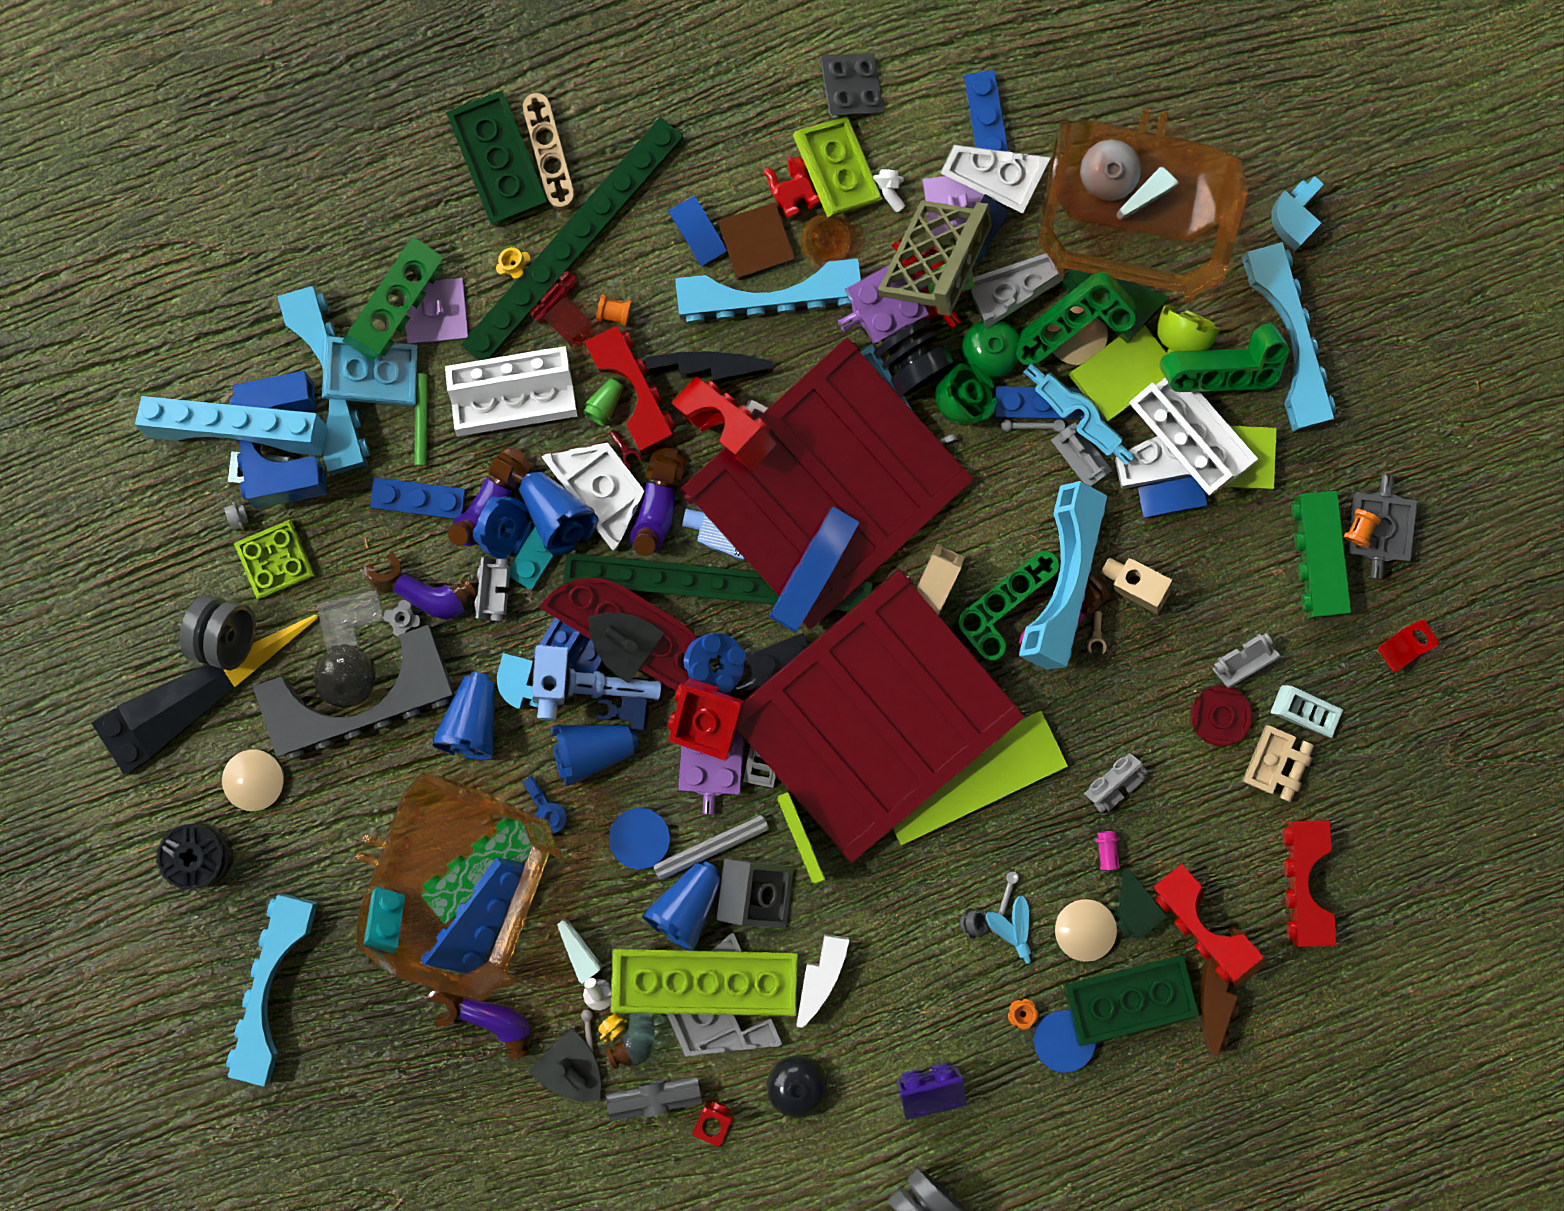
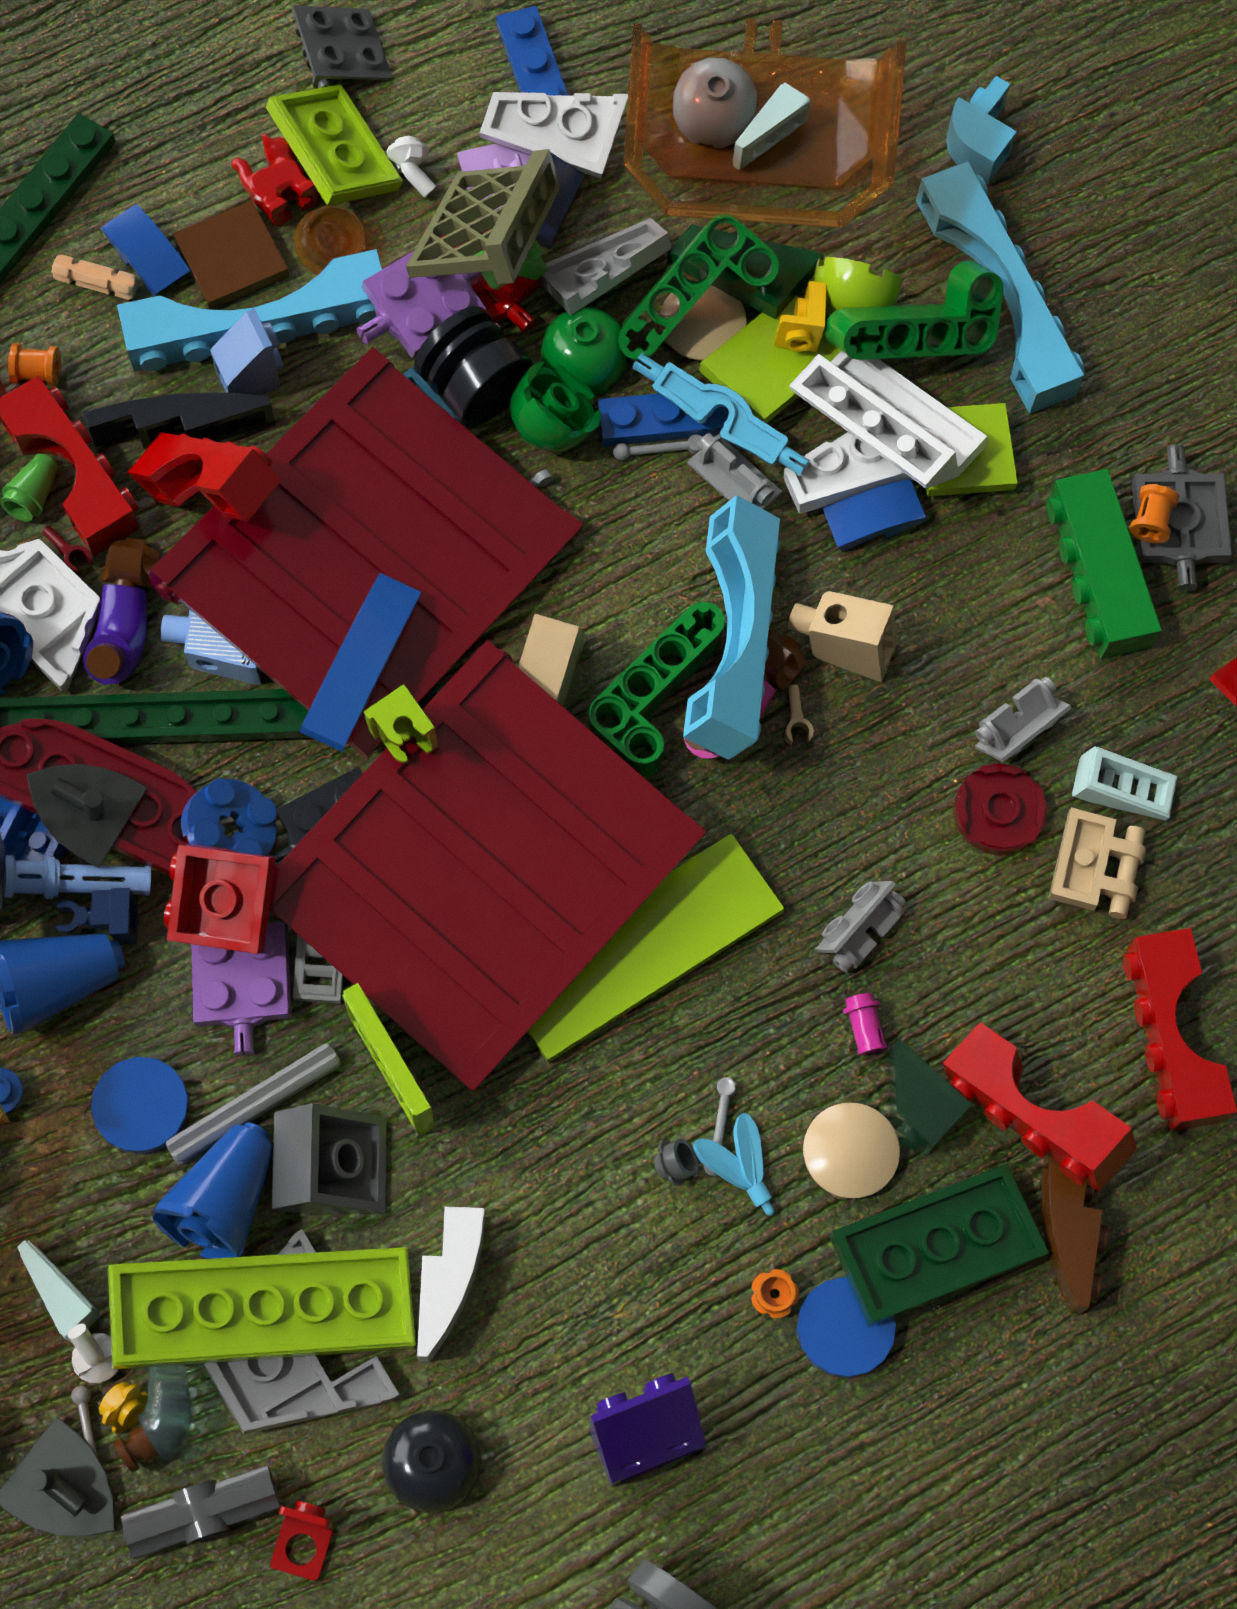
camera: 15 degrees left, 15 degrees down
(660, 246) = (94, 276): none -> light nougat axle
(760, 330) = (248, 357): none -> medium blue slope
(835, 625) = (398, 719): none -> lime hinge
(1152, 347) = (807, 325): none -> yellow bracket

